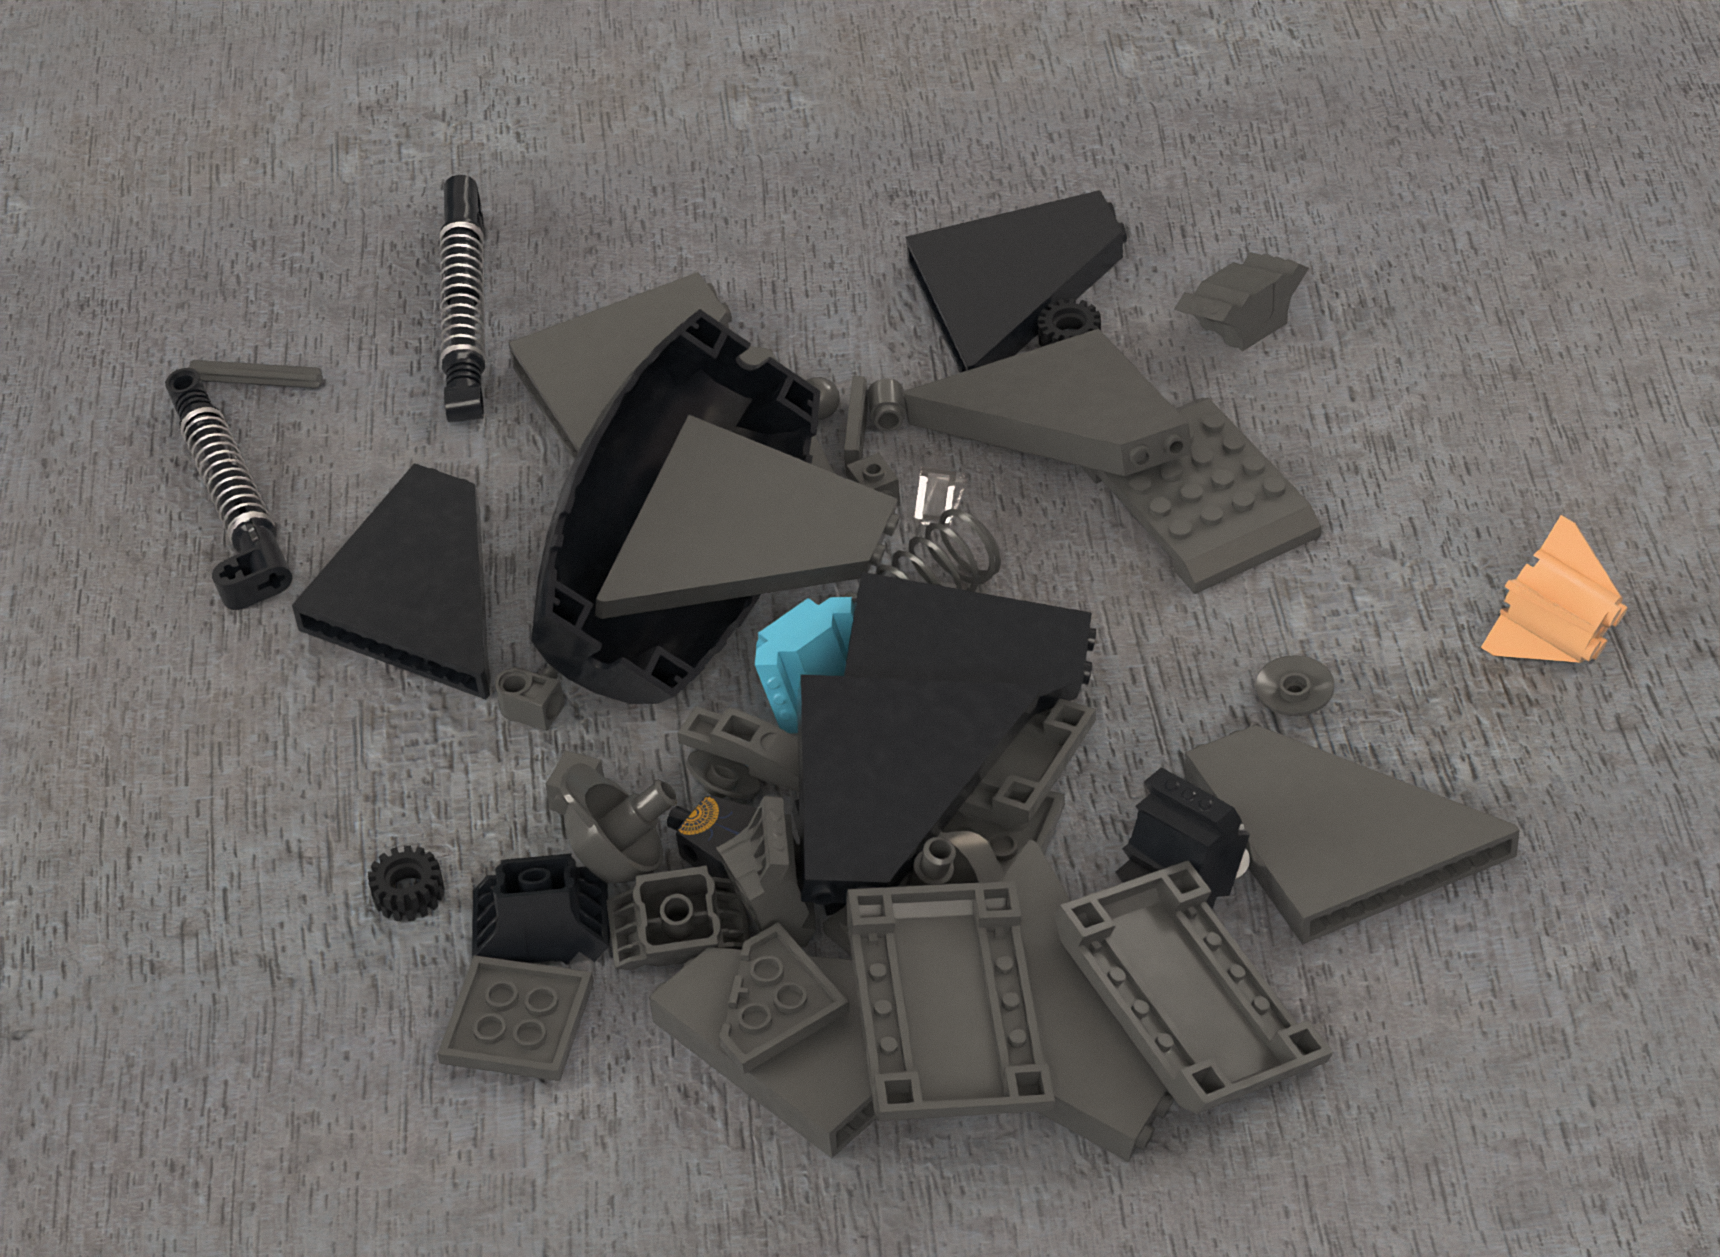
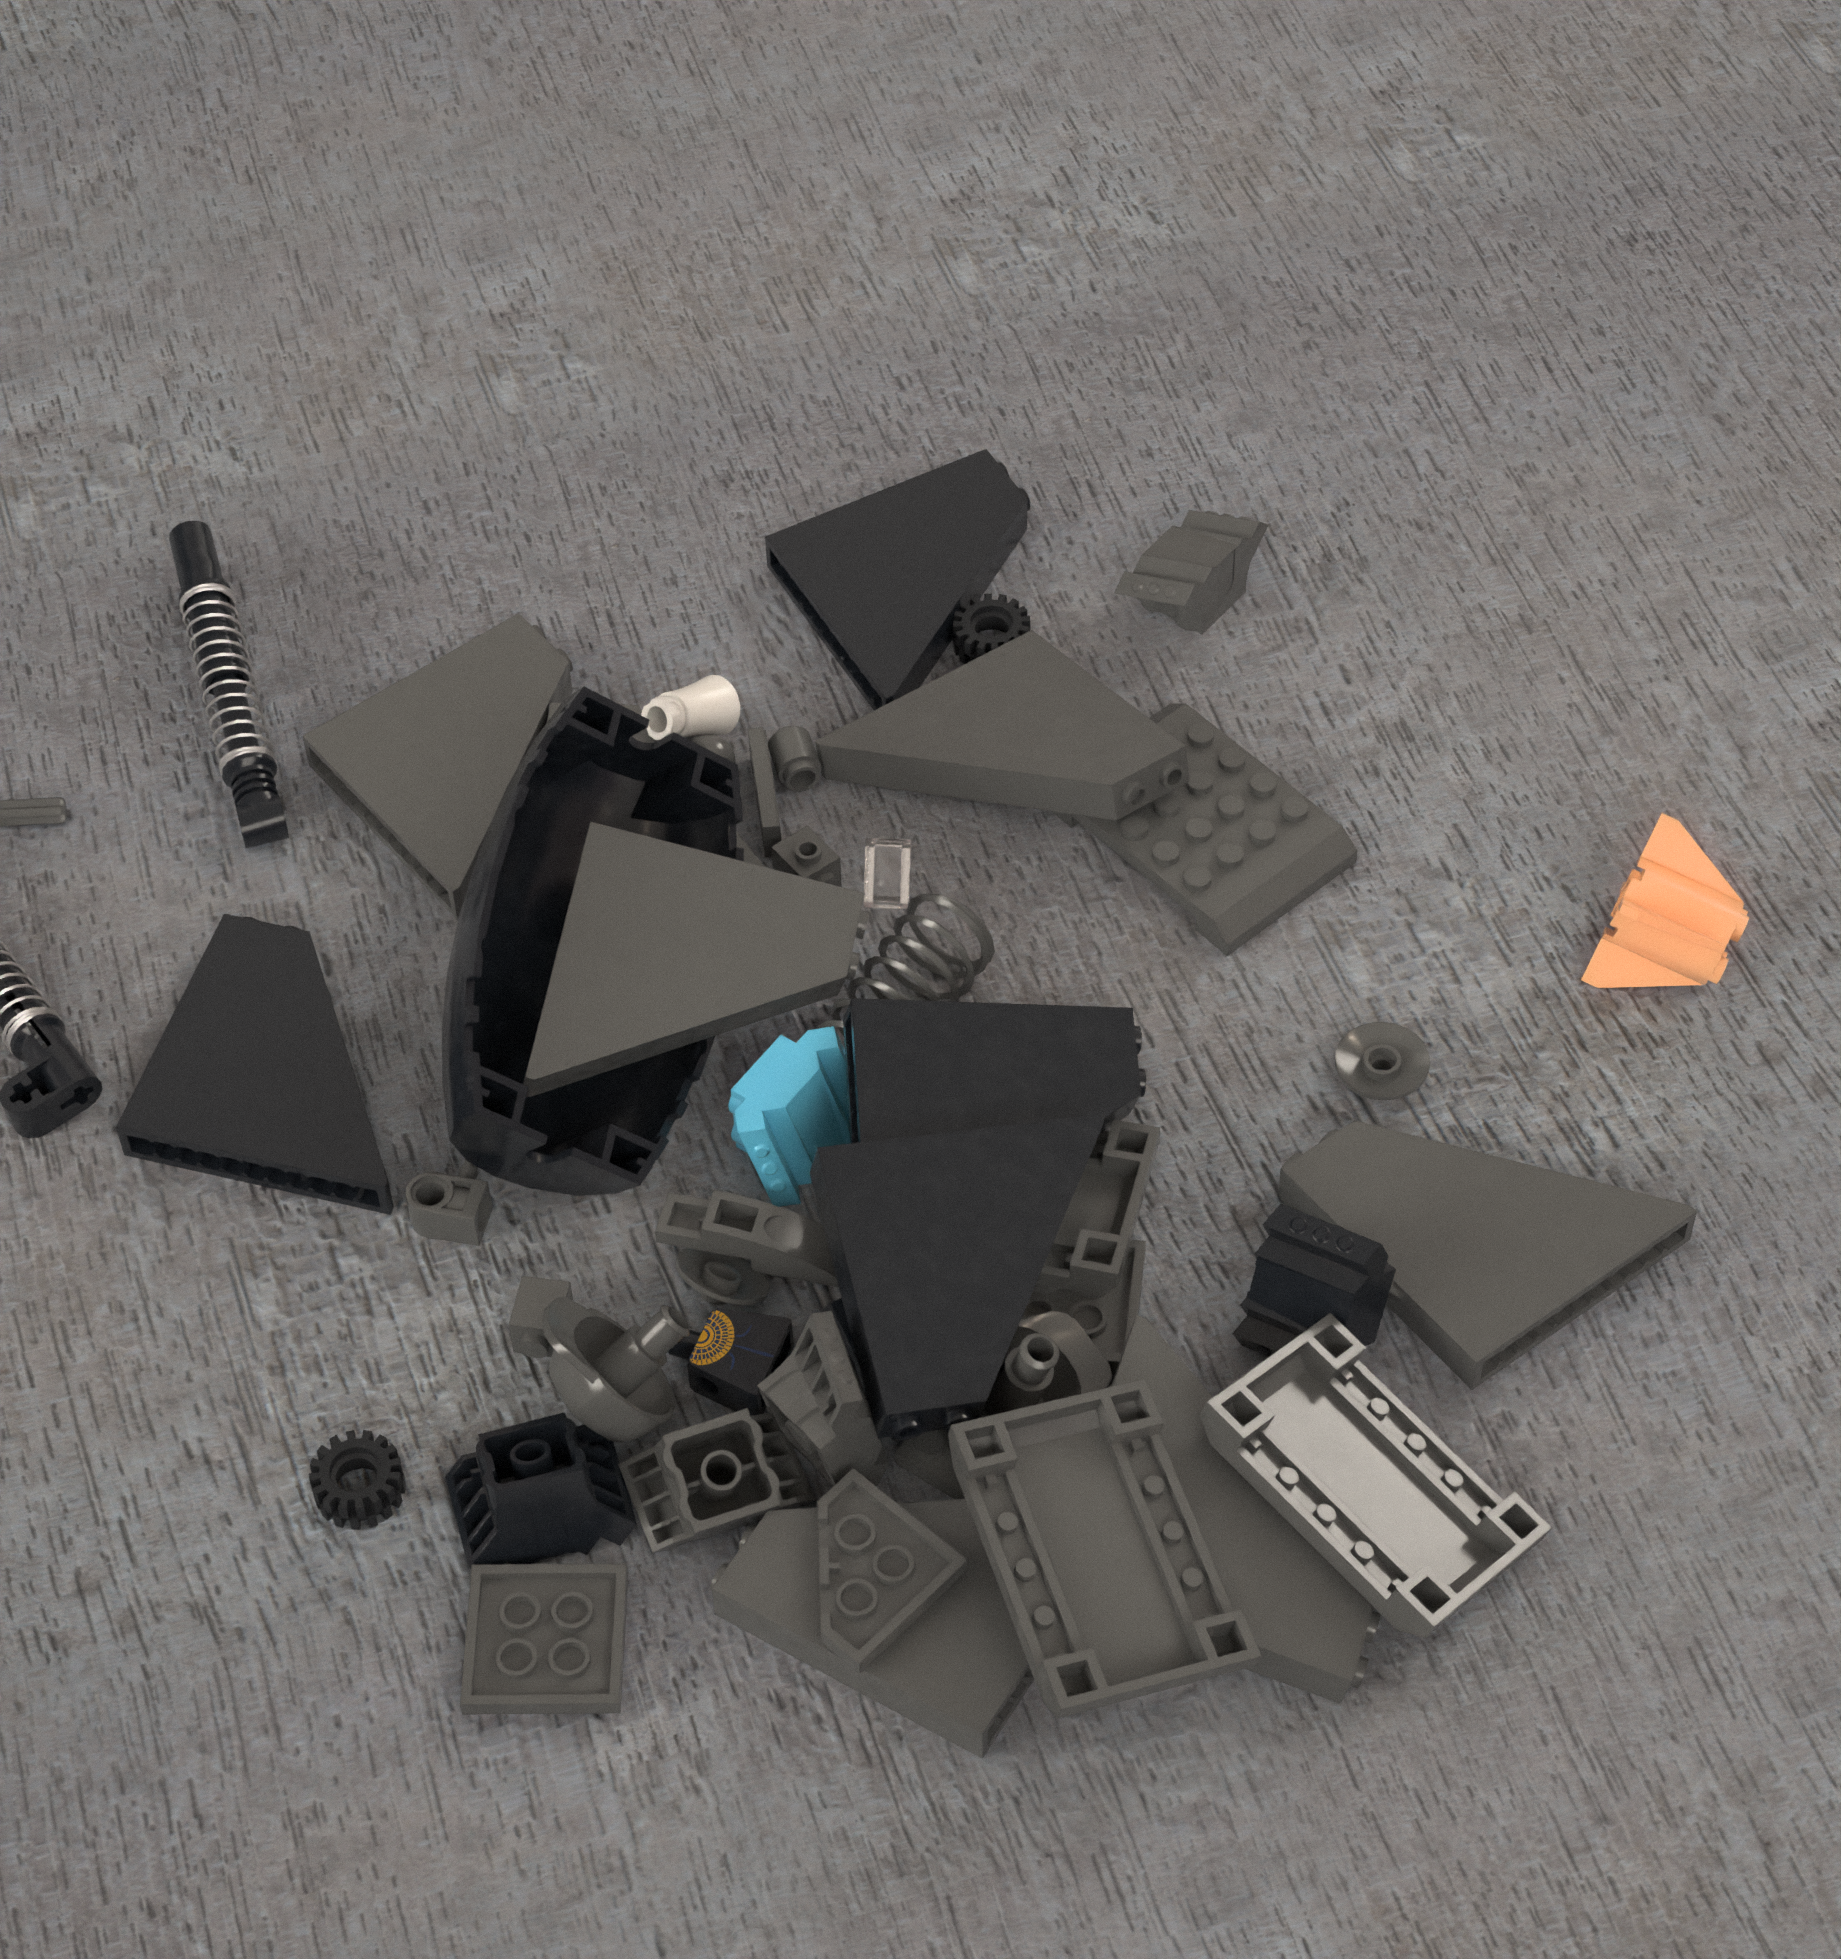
camera: 15 degrees left, 5 degrees up
(815, 357) = (694, 710): none -> white plant

